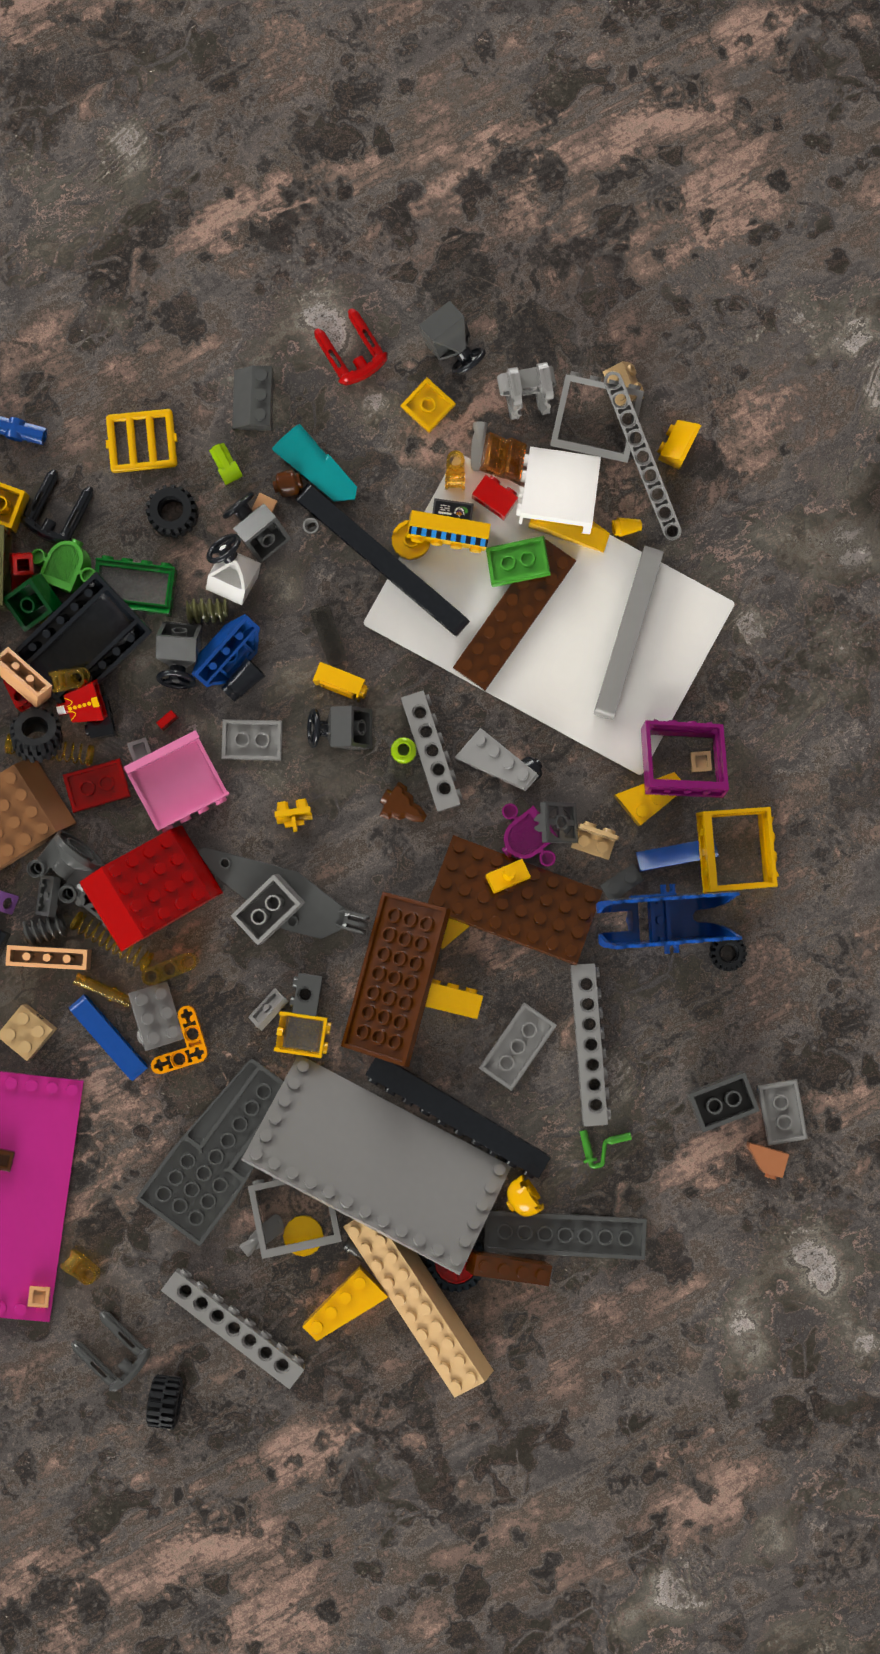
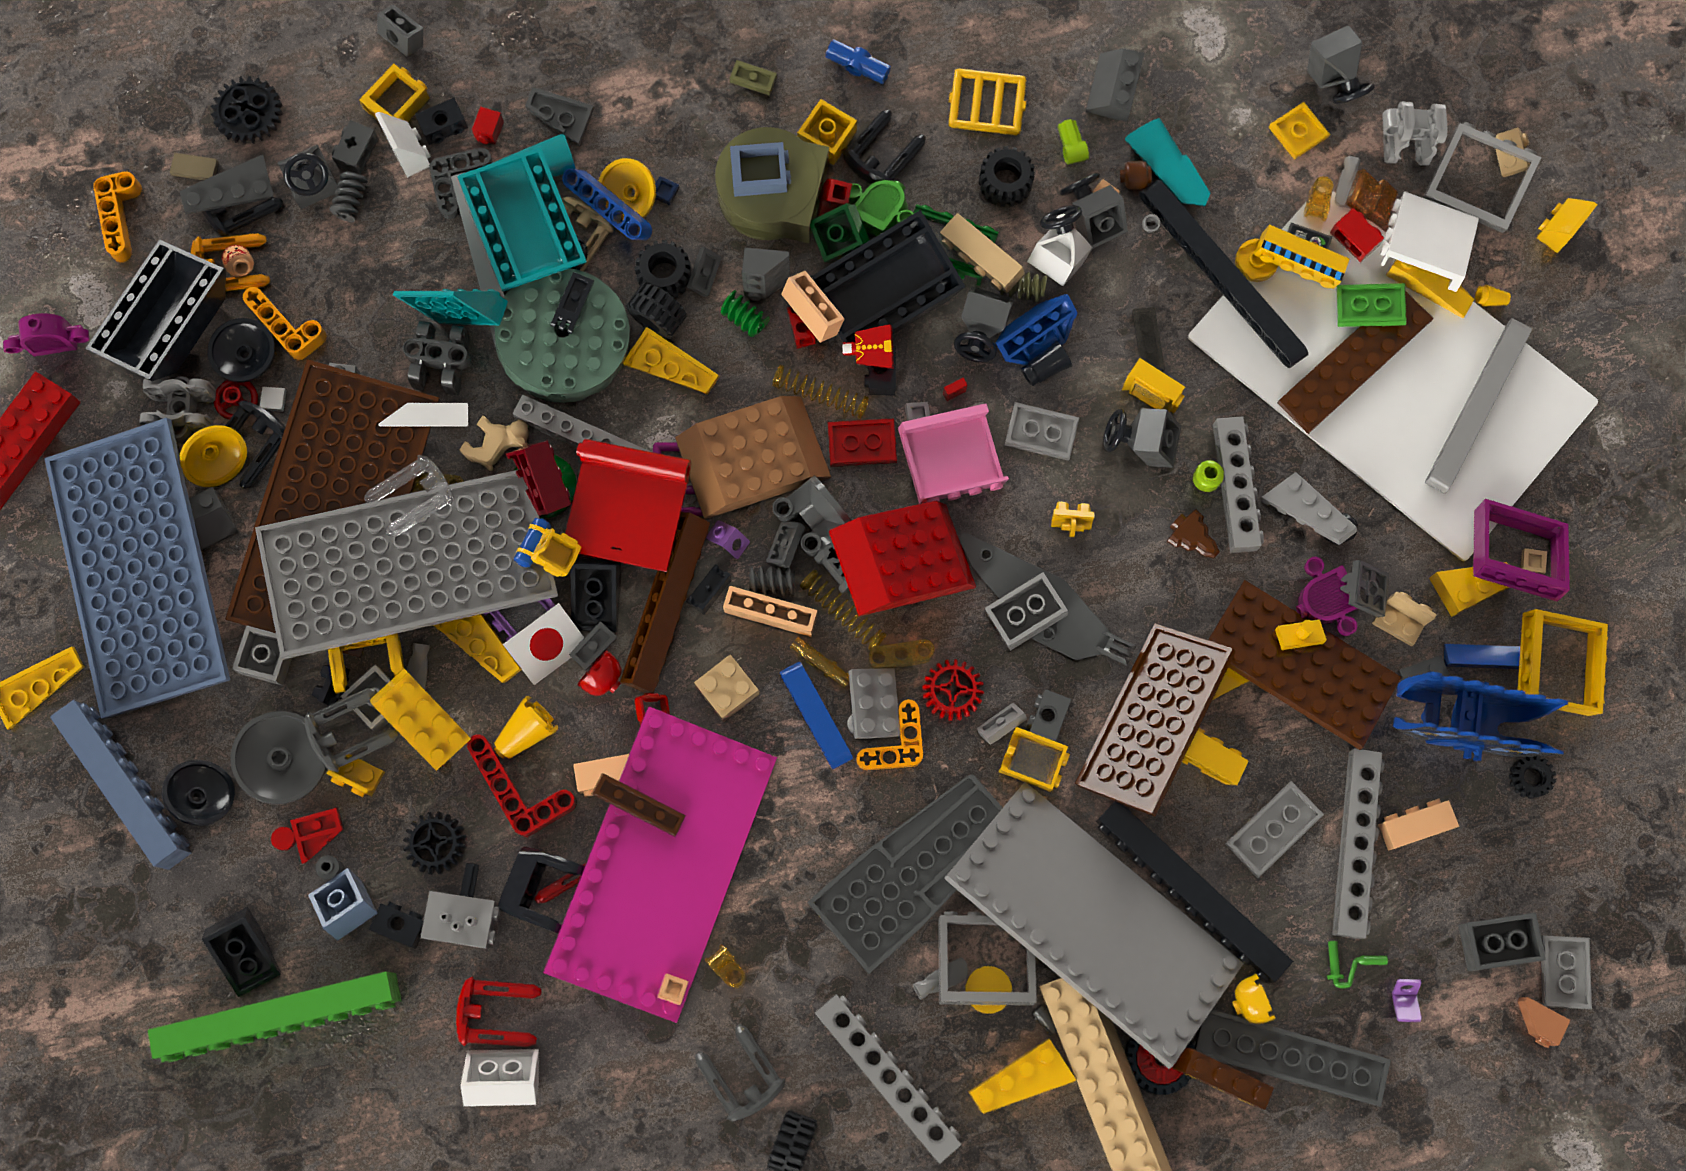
camera: 10 degrees right, 10 degrees down
(38, 748) = (813, 369): black tyre -> none
(65, 678) = (858, 317): clear yellow piece -> none
(162, 593) = (981, 253): none -> tan brick
(220, 980) = (963, 690): none -> red gear
(363, 368) = (1237, 79): red piece -> none
(637, 1016) = (1418, 824): none -> light nougat brick
(650, 463) = (1531, 213): light grey beam -> none
(652, 1168) = (1406, 1000): none -> medium lavender bracket

